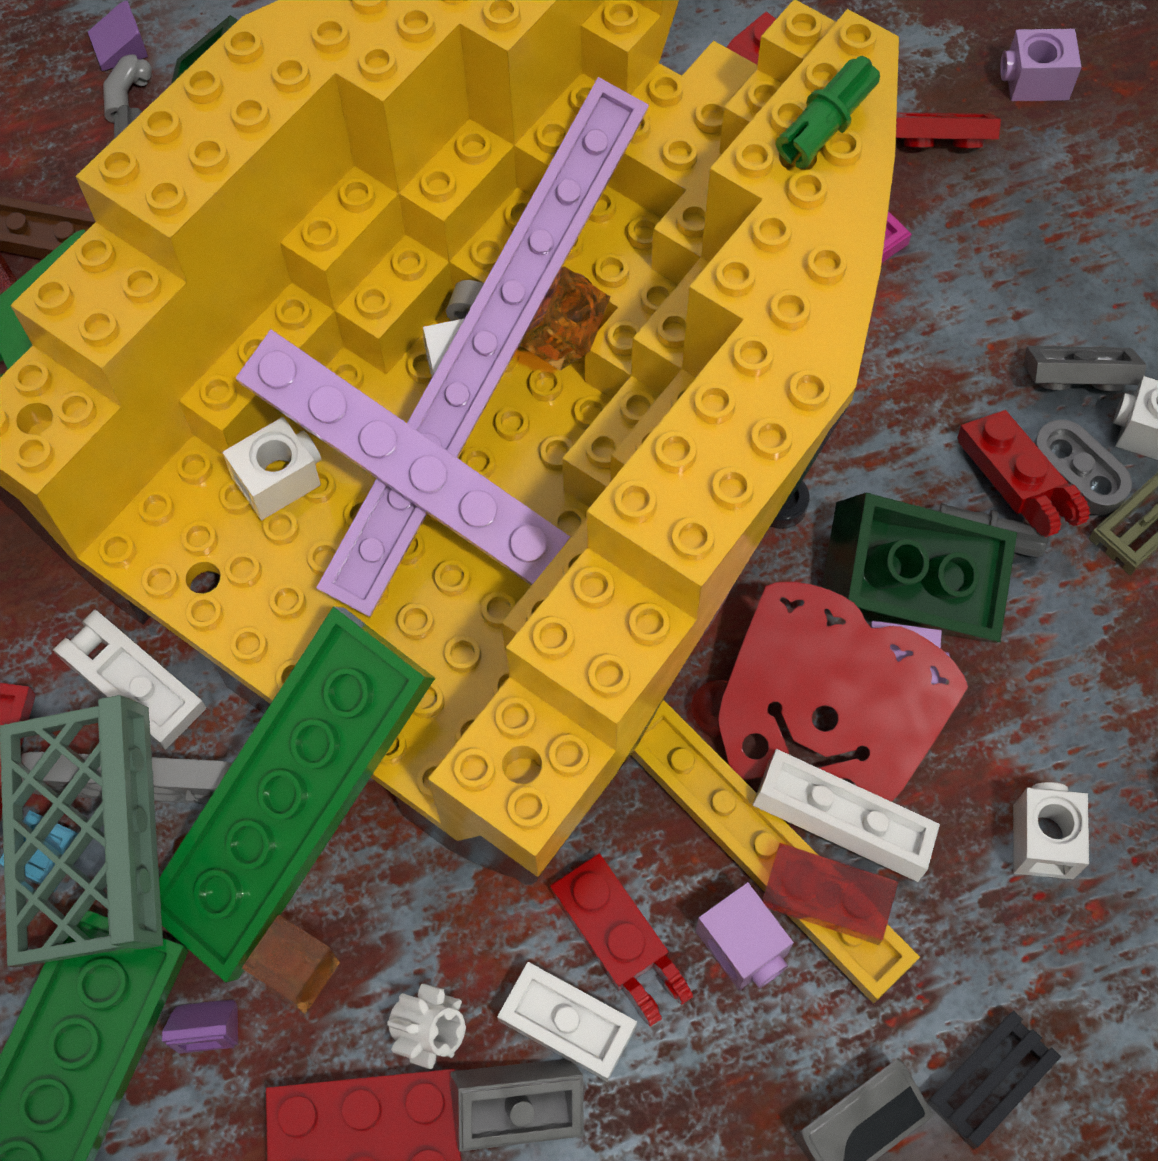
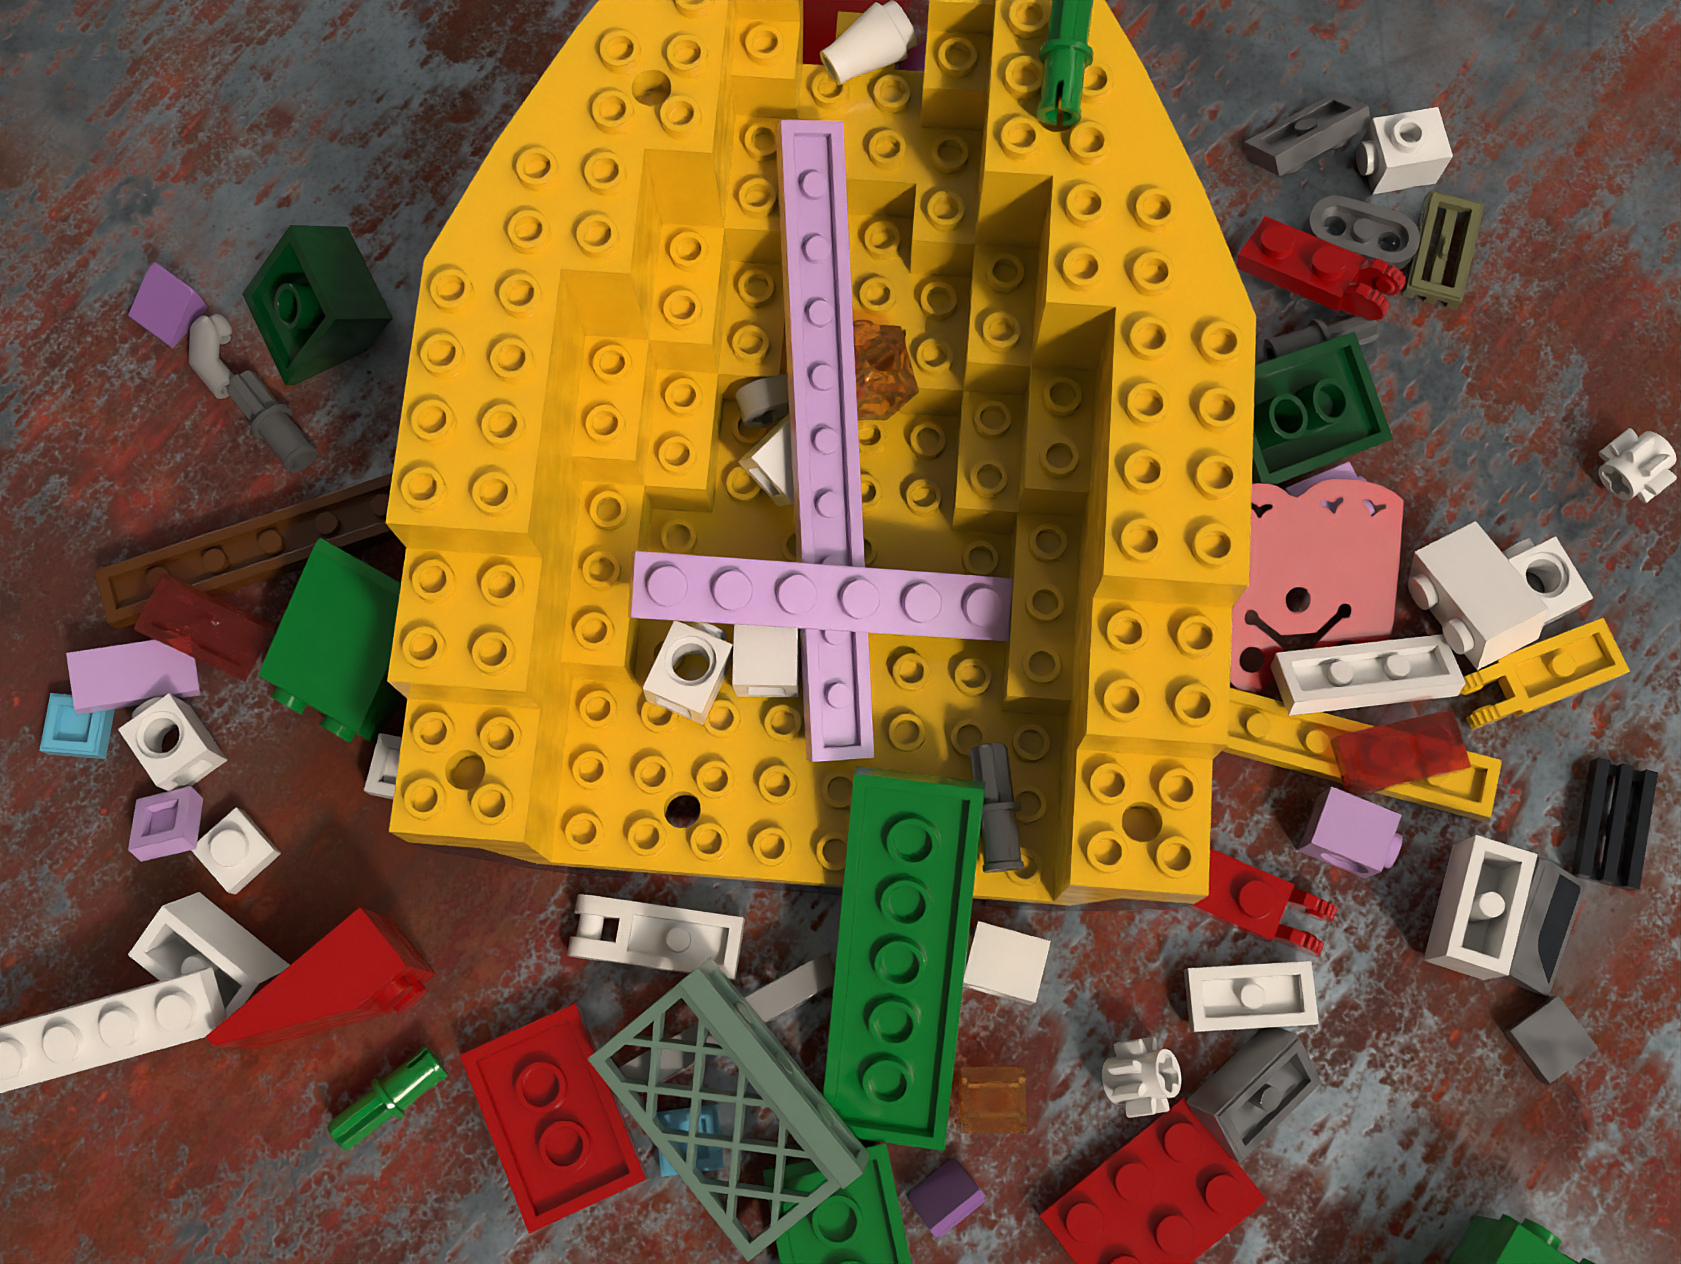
camera: 30 degrees left, 10 degrees up
(333, 491) = (766, 661): none -> white brick
(379, 862) = (1005, 963): none -> white brick
(436, 713) = (999, 821): none -> dark grey axle
(713, 66) = (871, 42): none -> white cone
(814, 1065) = (1480, 908): none -> white brick
(984, 805) = (1476, 596): none -> white brick
(1011, 910) = (1548, 672): none -> yellow hinge

